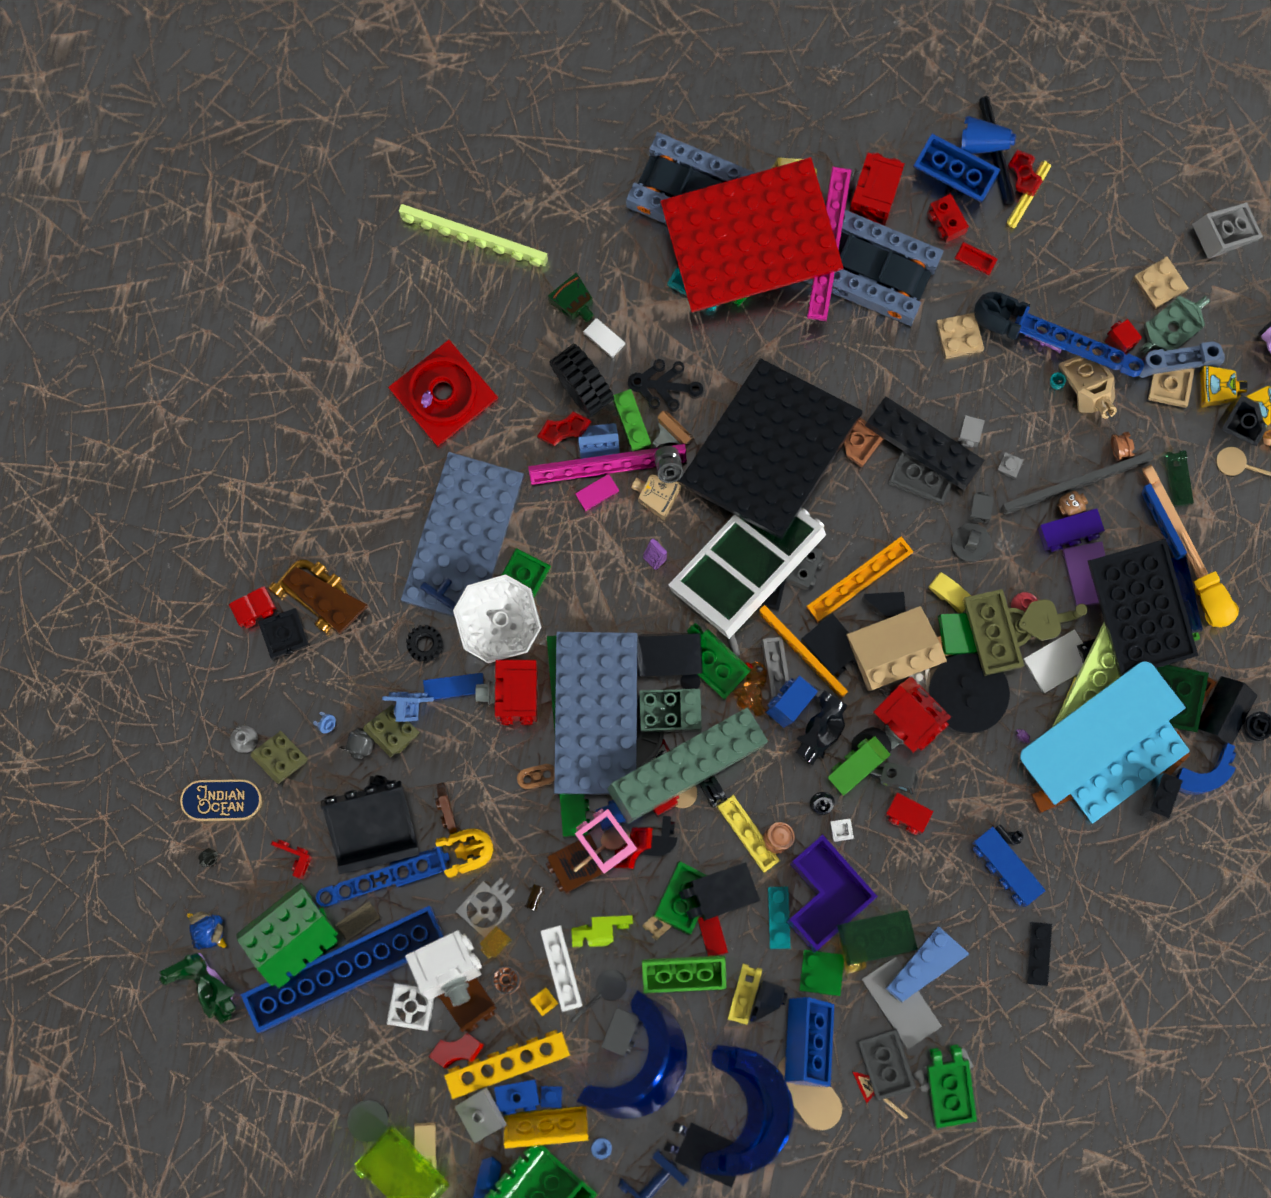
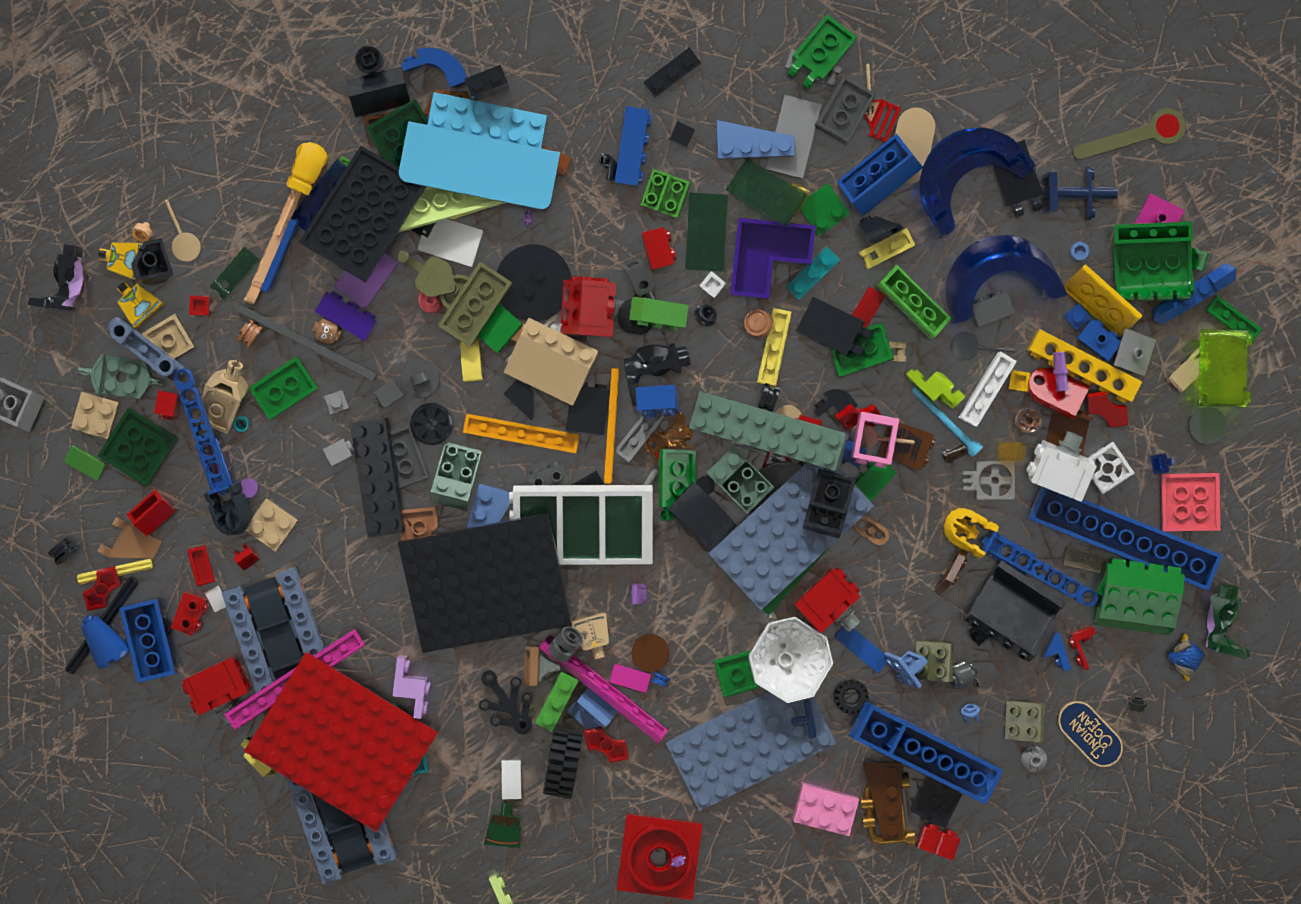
camera: 135 degrees left, 10 degrees up
(311, 835) = (1056, 646): none -> blue slope
(321, 1049) = (1190, 502): none -> coral plate
(329, 657) = (925, 752): none -> blue slope
(359, 545) = (825, 809): none -> bright pink brick
(374, 1054) = (1161, 463): none -> clear blue tile
(506, 1024) = (1064, 402): none -> tile
(521, 1039) = (1060, 371): none -> medium lavender pin
(527, 915) = (972, 446): none -> medium azure piece
(574, 513) = (660, 679): none -> blue bush
(589, 758) = (829, 503): none -> black slope
(601, 524) = (650, 652): none -> reddish brown tile
(743, 324) = (411, 686): none -> lavender bracket
(826, 504) = (488, 506): none -> medium blue wing
(855, 1104) = (891, 106): none -> red tile
(872, 501) = (455, 476): none -> sand green slope
(887, 864) = (706, 232): none -> clear green tile
(940, 516) = (420, 419): none -> black wheel
(943, 246) = (215, 598): none -> white sticker
(946, 860) = (665, 193): none -> bright green slope
(952, 294) = (246, 557): none -> red tile
(982, 916) = (682, 134): none -> black tile
(1003, 344) = (250, 487): none -> medium lavender tile
(1039, 224) = (131, 543): none -> medium nougat flag
(1050, 256) = (151, 512): none -> red brick
(1057, 435) = (283, 388): none -> green plate
(1079, 169) = (62, 550): none -> black wheel
(1109, 291) = (137, 446): none -> dark green plate
(1131, 245) = (85, 462): none -> bright green slope
(1178, 428) = (199, 305): none -> red tile

